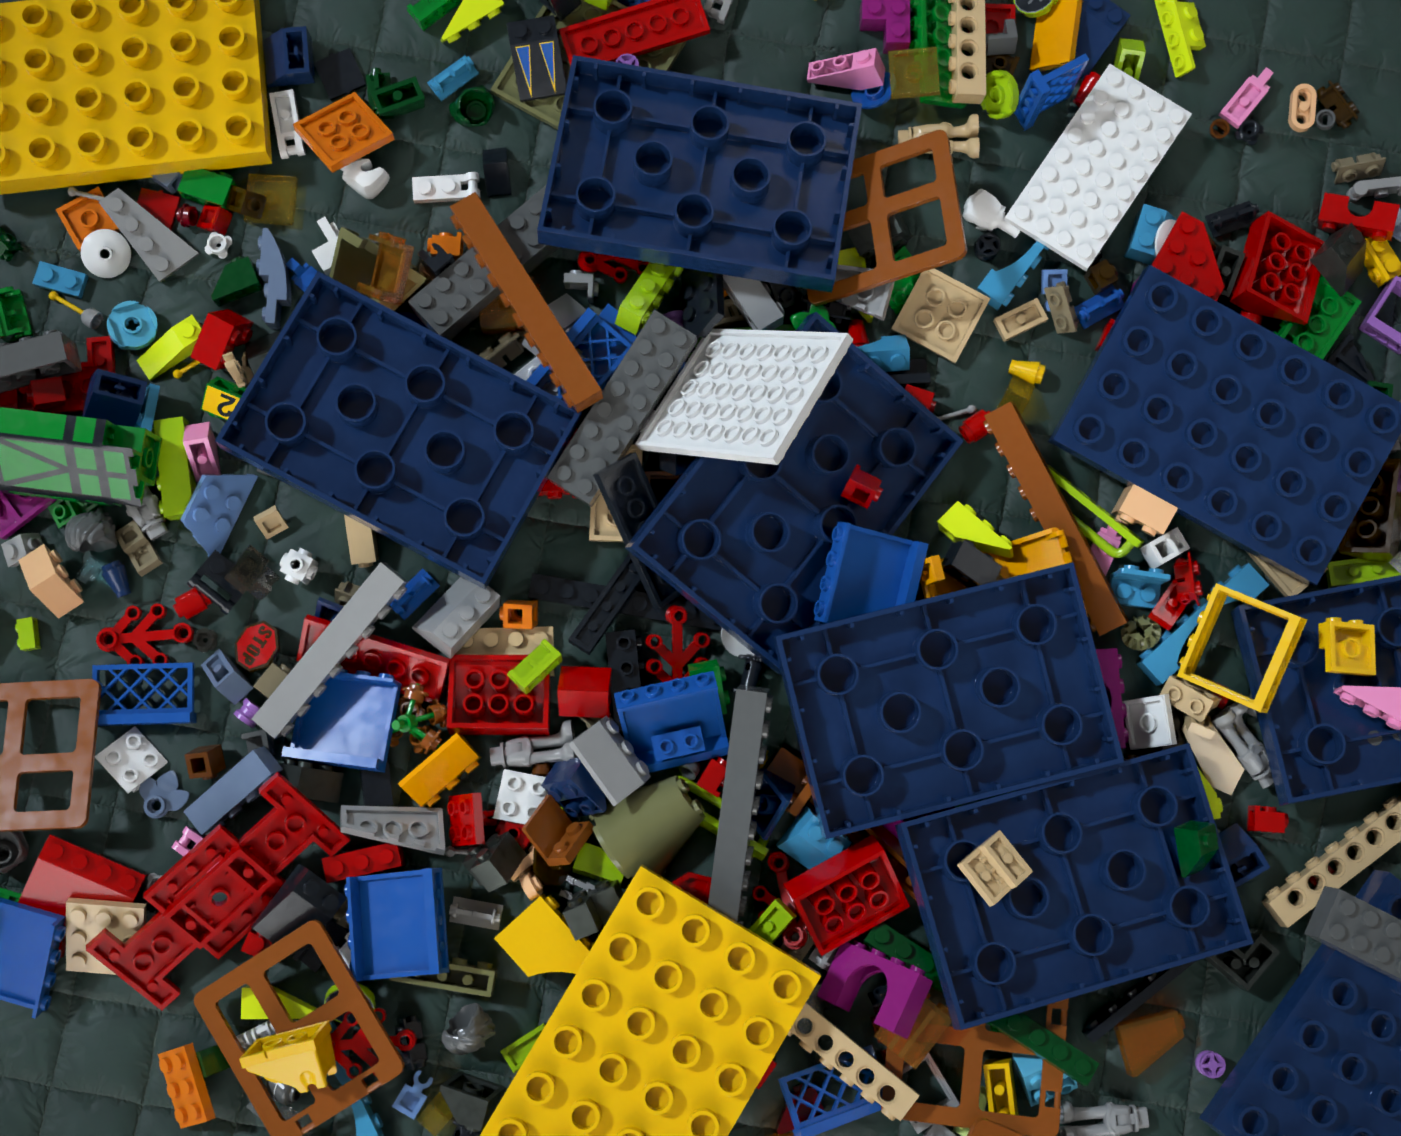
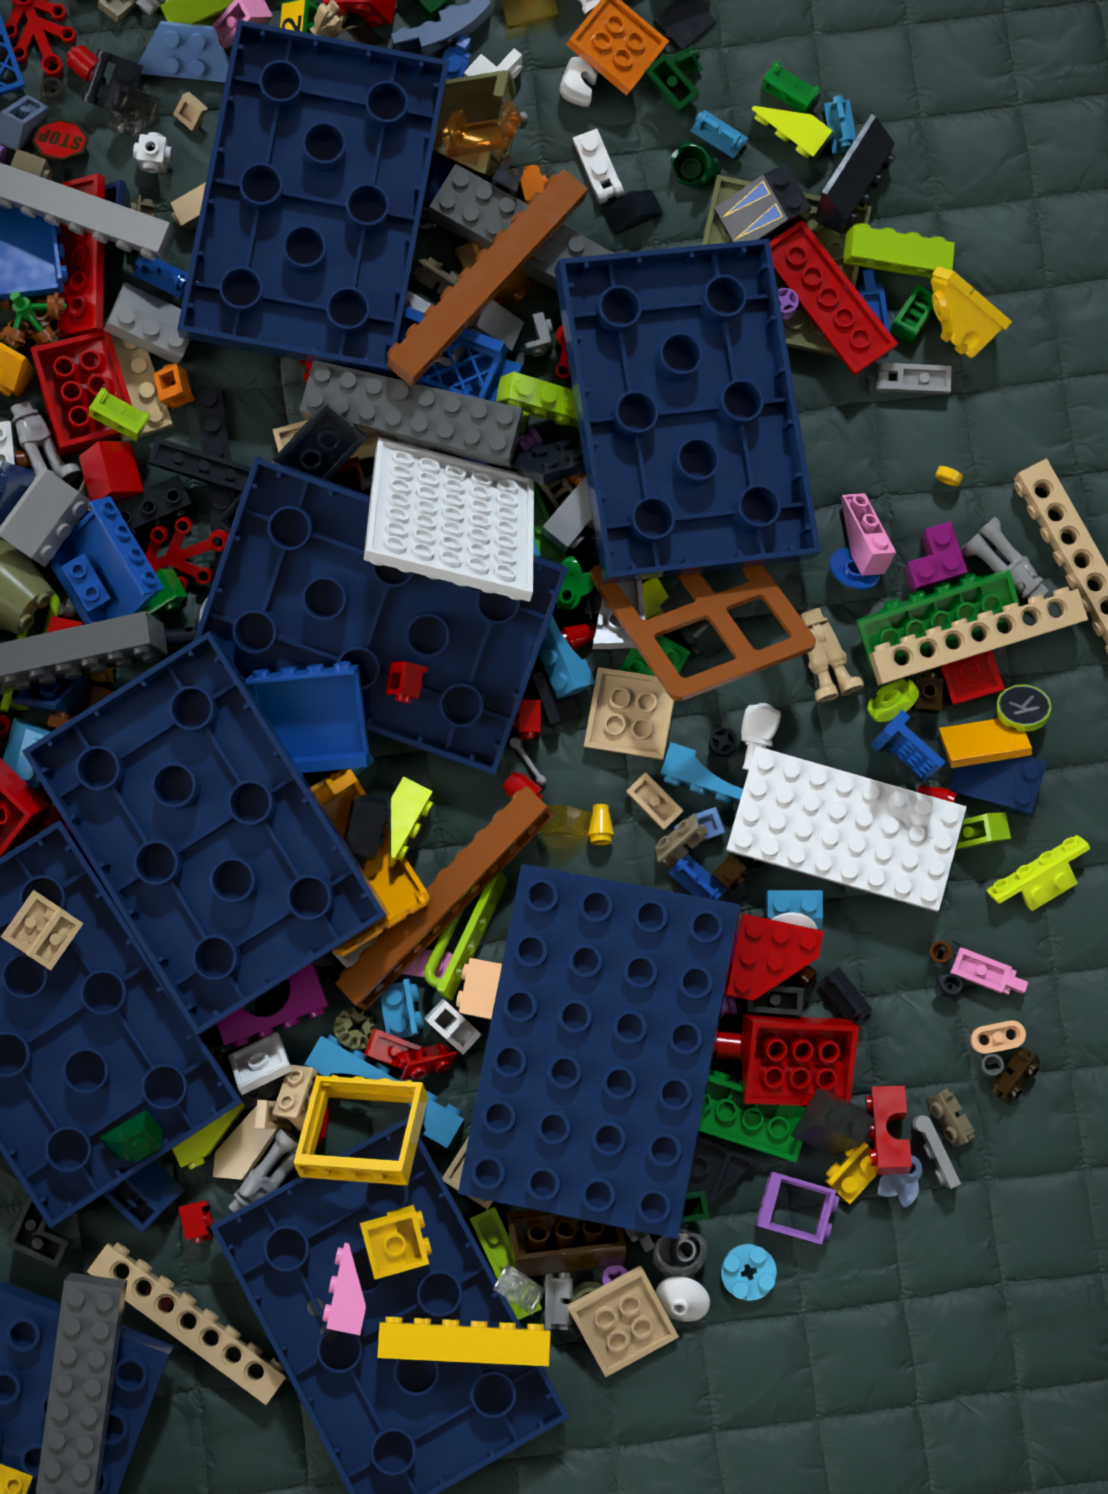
camera: 75 degrees right, 0 degrees up
(914, 73) = (881, 600): clear yellow plate -> none
(1003, 42) = (952, 683): dark grey panel -> none

